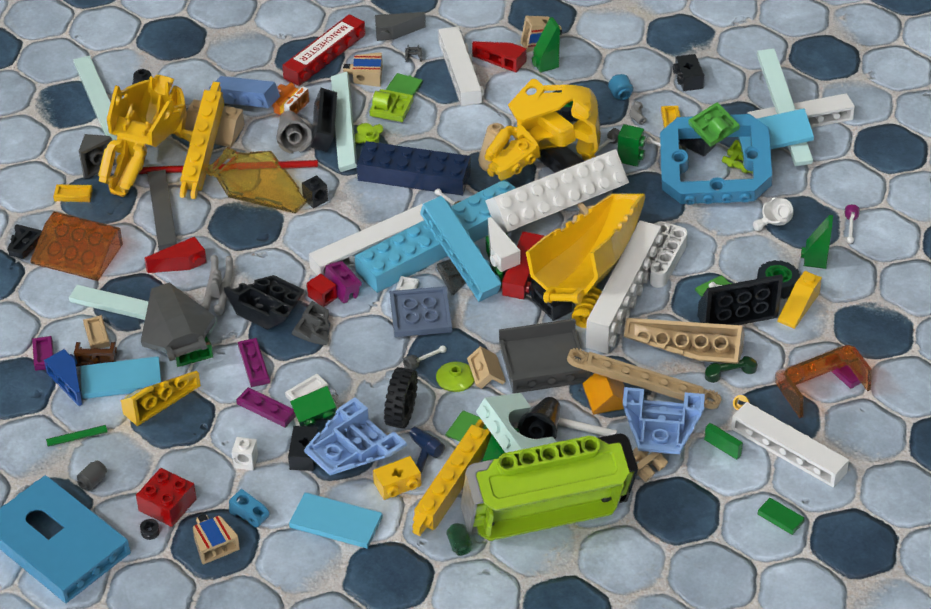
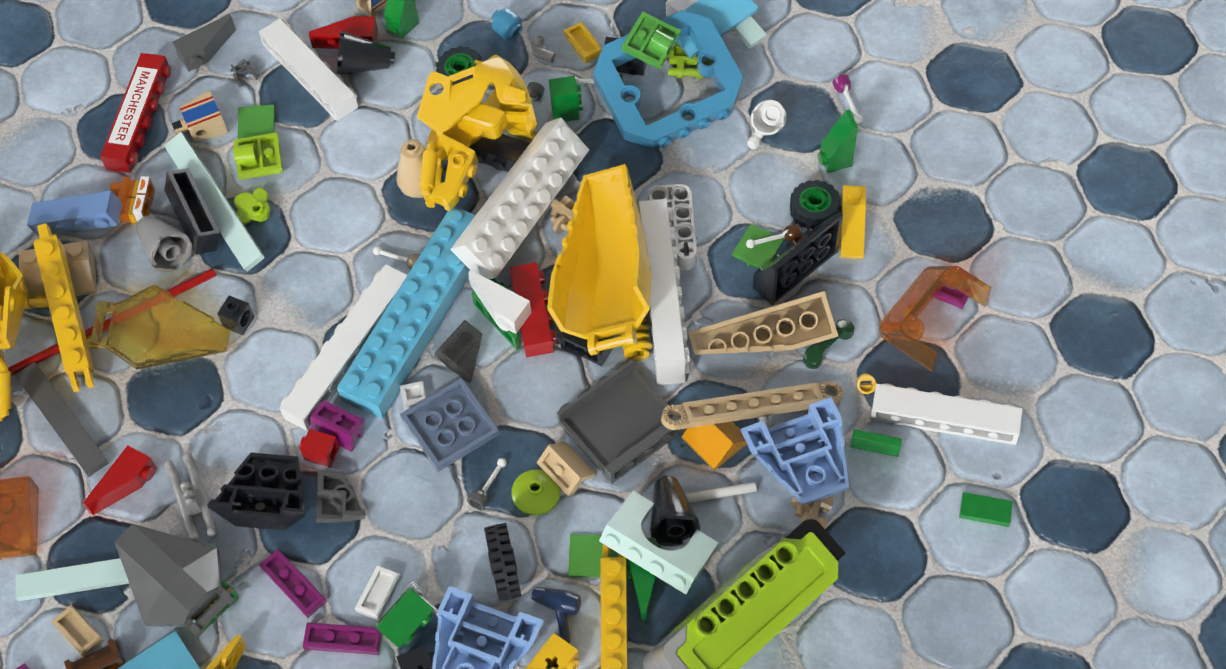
camera: 25 degrees left, 15 degrees up
(413, 168) = (333, 232): dark blue brick -> none
(460, 248) = (455, 324): medium azure brick -> none
(501, 68) = (362, 55): none -> black cone

